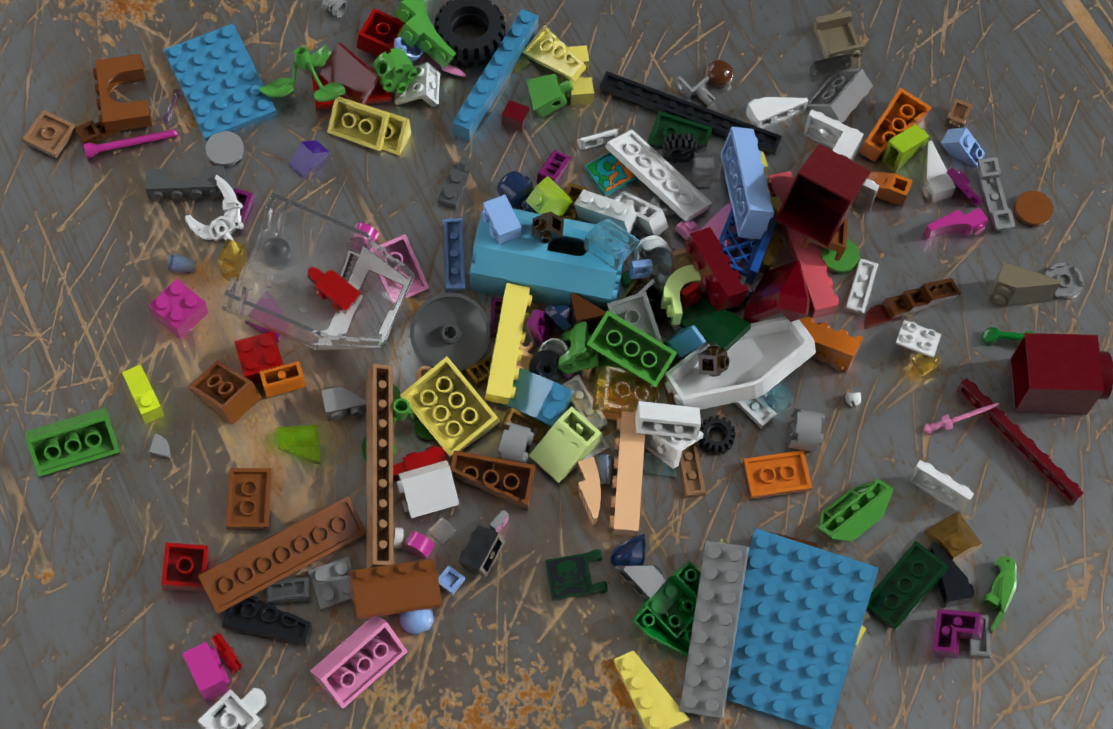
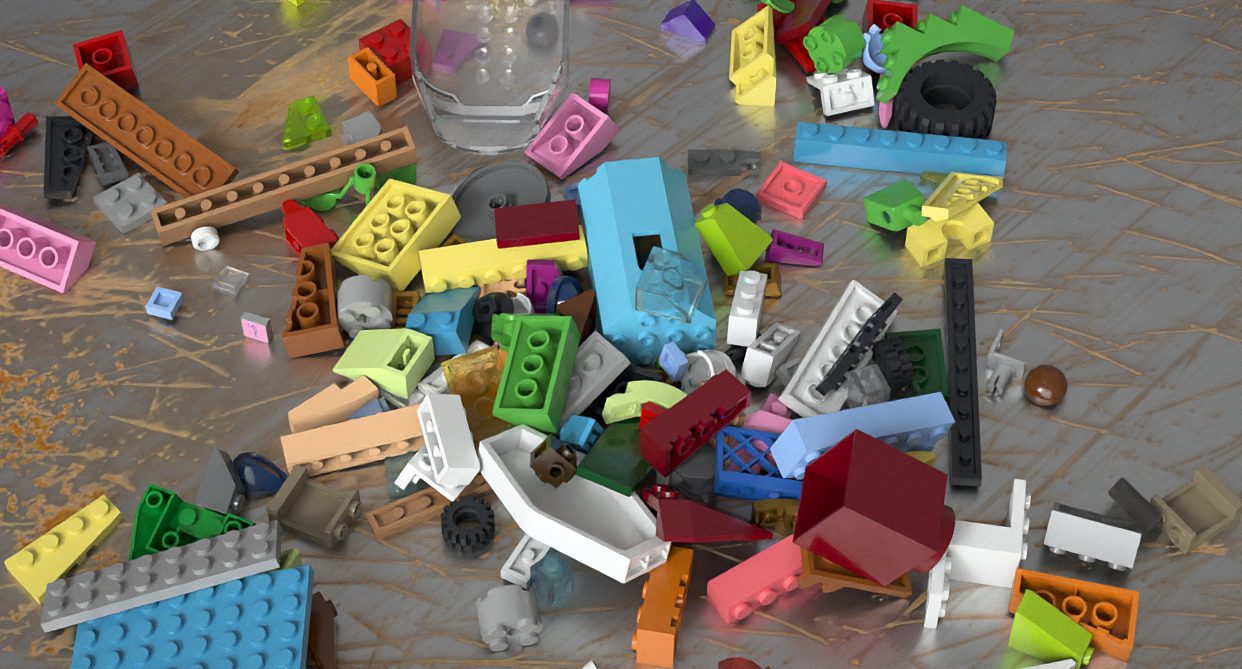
camera: 75 degrees right, 15 degrees down
(160, 447) = (254, 11): light grey tile -> none
(226, 391) = (335, 40): dark orange slope -> none
(249, 499) = (213, 98): dark orange plate -> none
(334, 289) = (506, 82): red hinge -> none
(394, 588) = (128, 243): dark orange slope -> none
(416, 621) = (107, 286): light blue hair -> none
(418, 545) = (199, 257): dark pink piece -> none
(427, 489) = (272, 240): white brick -> none
(481, 551) = (209, 317): black brick -> none
(497, 151) = (791, 190): none -> coral tile
(497, 309) = (536, 224): none -> dark red tile
(501, 219) = (648, 170): light blue brick -> none
(514, 115) = (849, 182): dark red panel -> none
(547, 227) = (664, 212): dark brown brick -> none
(571, 576) = (209, 423): flag -> none
(597, 139) = (852, 270): white slope -> none
(609, 174) = (812, 306): tile -> none
(665, 157) = (859, 345): none -> black wing
(673, 525) = (313, 509): none -> dark tan panel
(772, 110) = (1017, 457): white slope -> none
(777, 474) = (434, 610): orange plate -> none
(846, 263) = (824, 610): bright green tile -> none
(861, 287) = (785, 644): white tile -> none
(892, 187) = (965, 626): orange slope -> none

